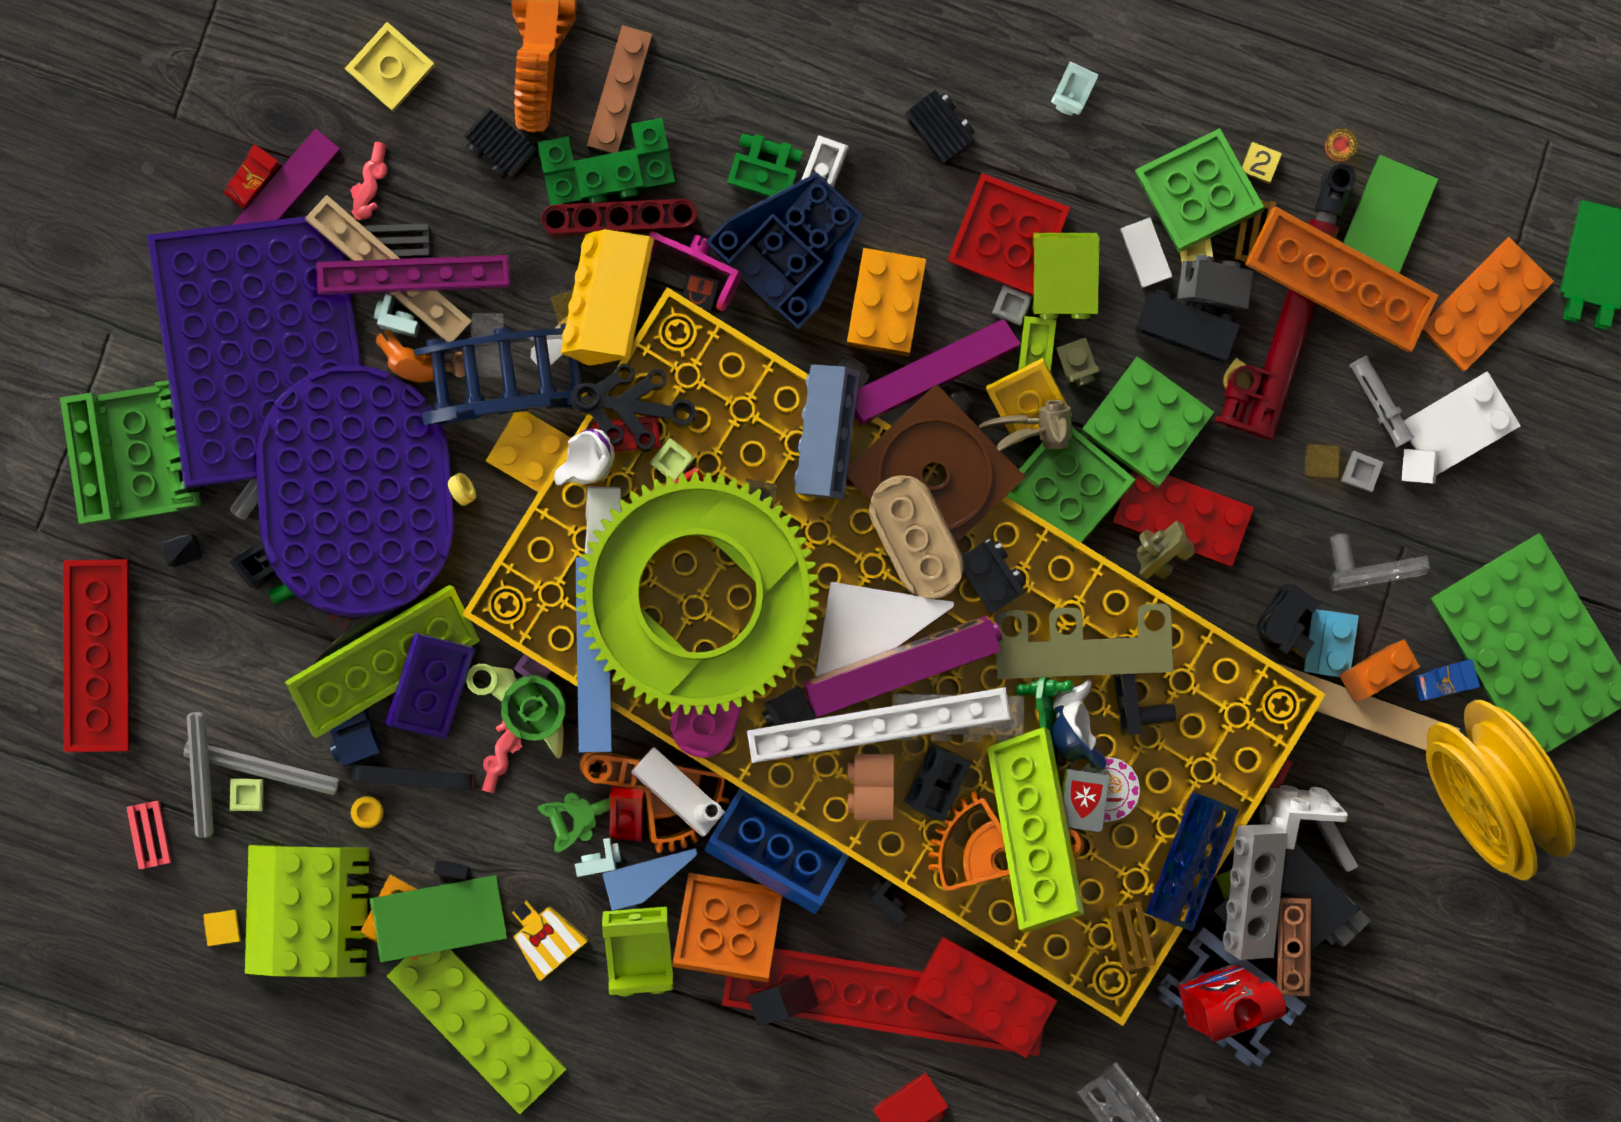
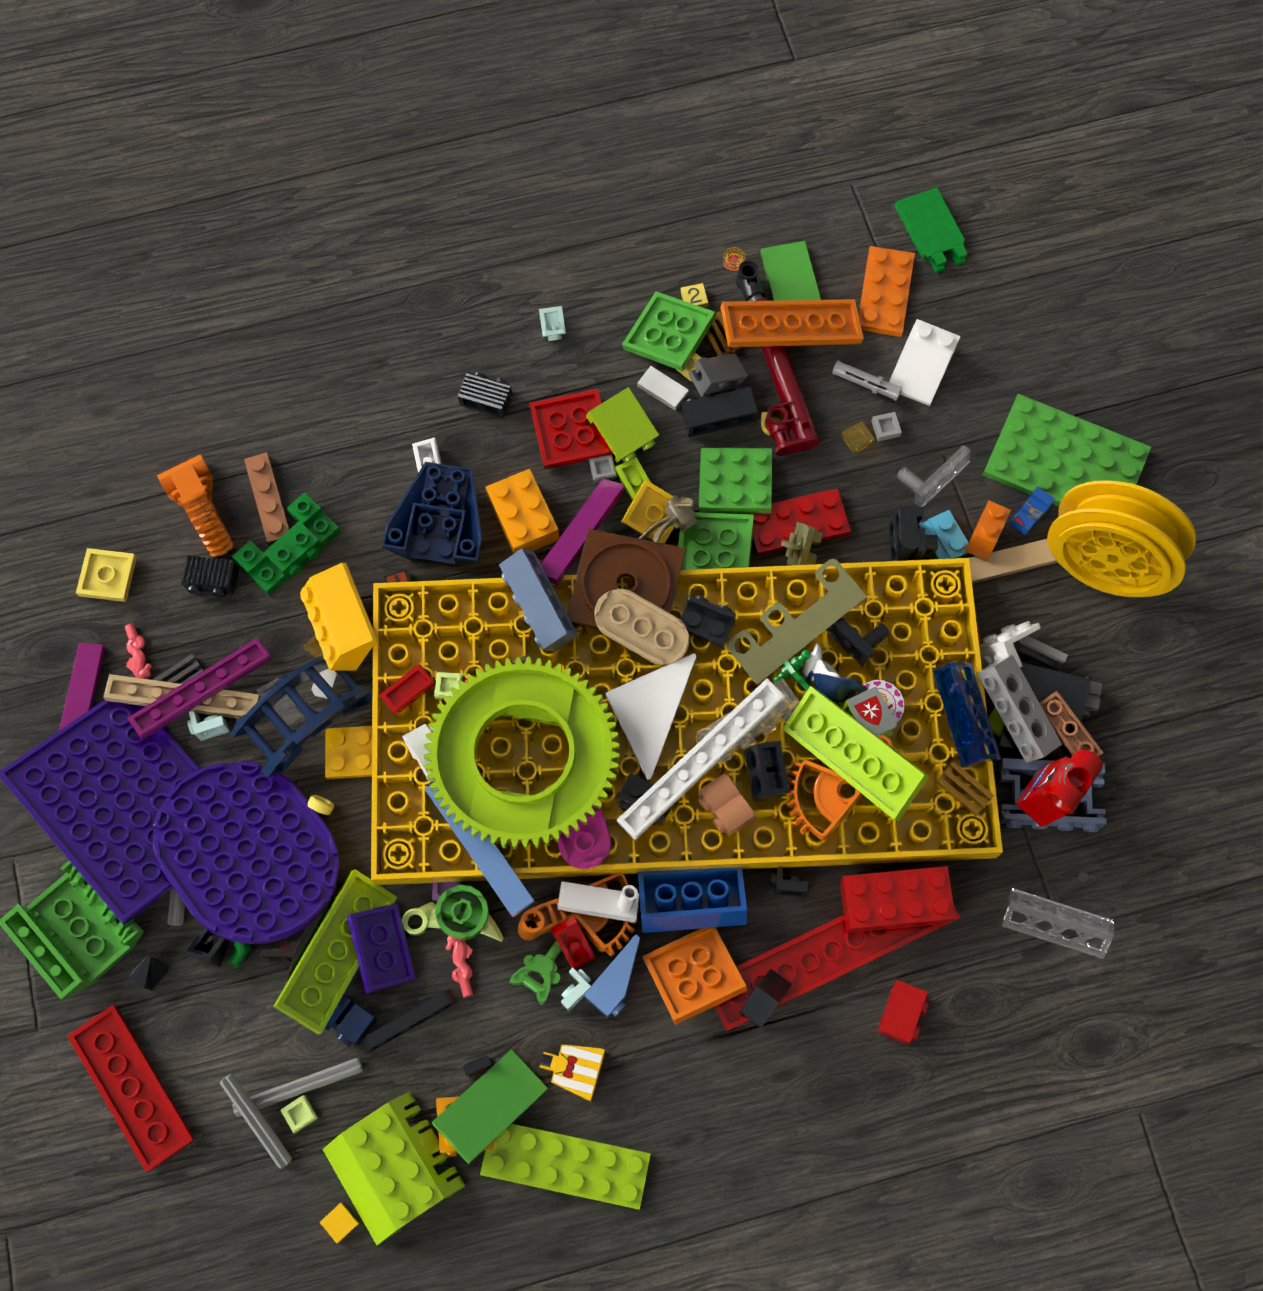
camera: 30 degrees left, 15 degrees down
(136, 835) = (229, 1175): coral tile -> none
(252, 177) = (52, 697): red leg -> none
(367, 812) = (393, 1067): yellow tile -> none
(411, 367) = (236, 747): orange arm -> none
(588, 457) = (390, 716): white hair -> none
(605, 210) = (323, 560): dark red beam -> none
(628, 405) = (396, 668): black plant -> none
(638, 951) = (644, 1032): lime panel -> none
(698, 253) = (383, 560): dark pink piece -> none
(759, 175) = (389, 491): green plate -> none
(903, 665) = (689, 713): magenta brick -> none
(1077, 362) = (667, 475): olive bracket -> none
(1419, 466) = (918, 401): white tile -> none

